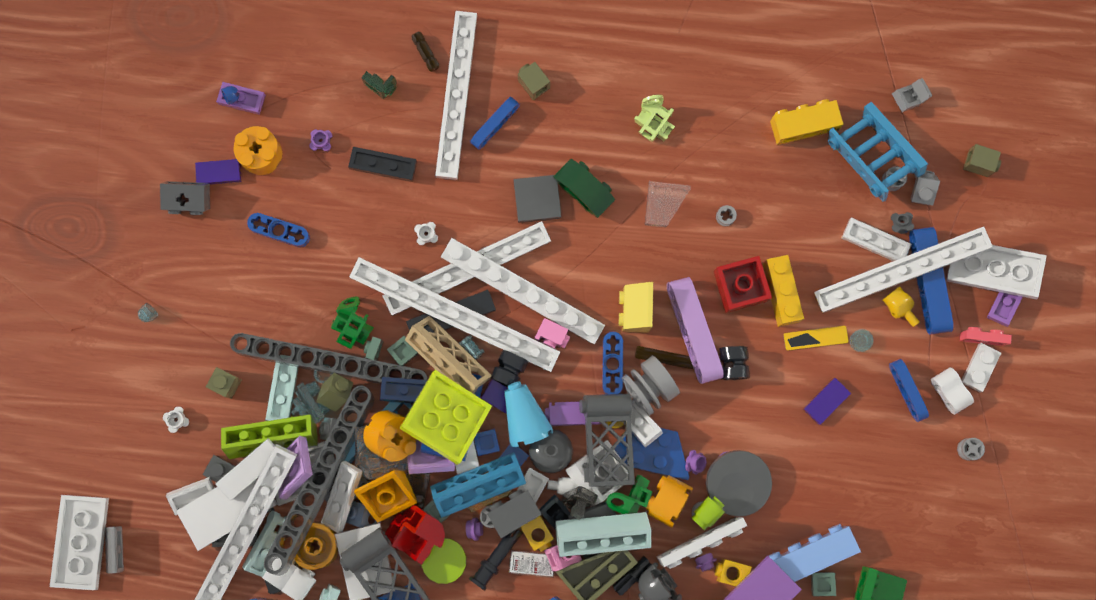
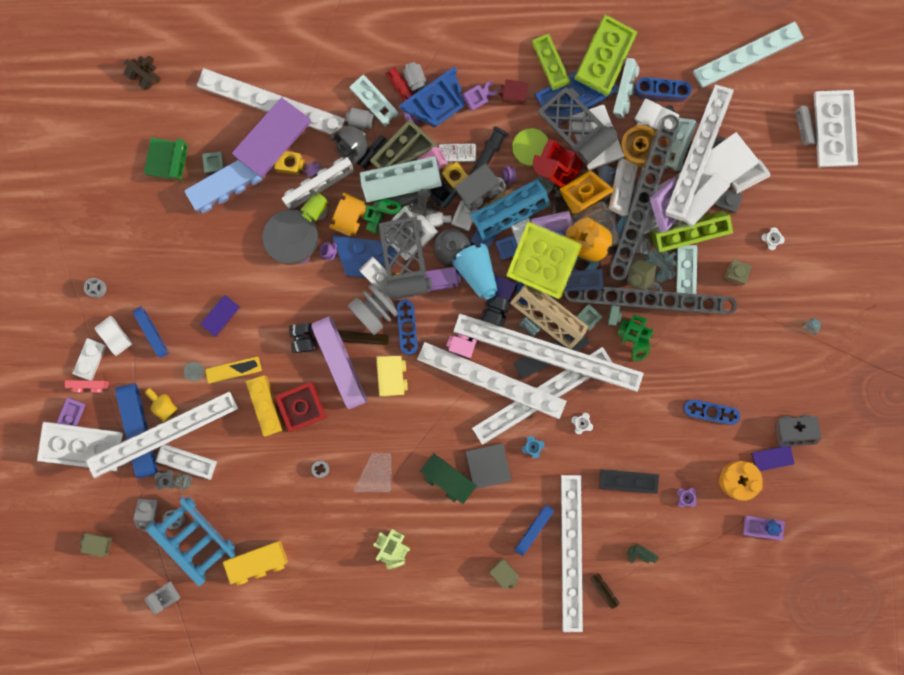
camera: 175 degrees right, 5 degrees up
(484, 207) = (538, 446): none -> dark azure plate
(876, 219) = (187, 481): none -> clear light blue hinge

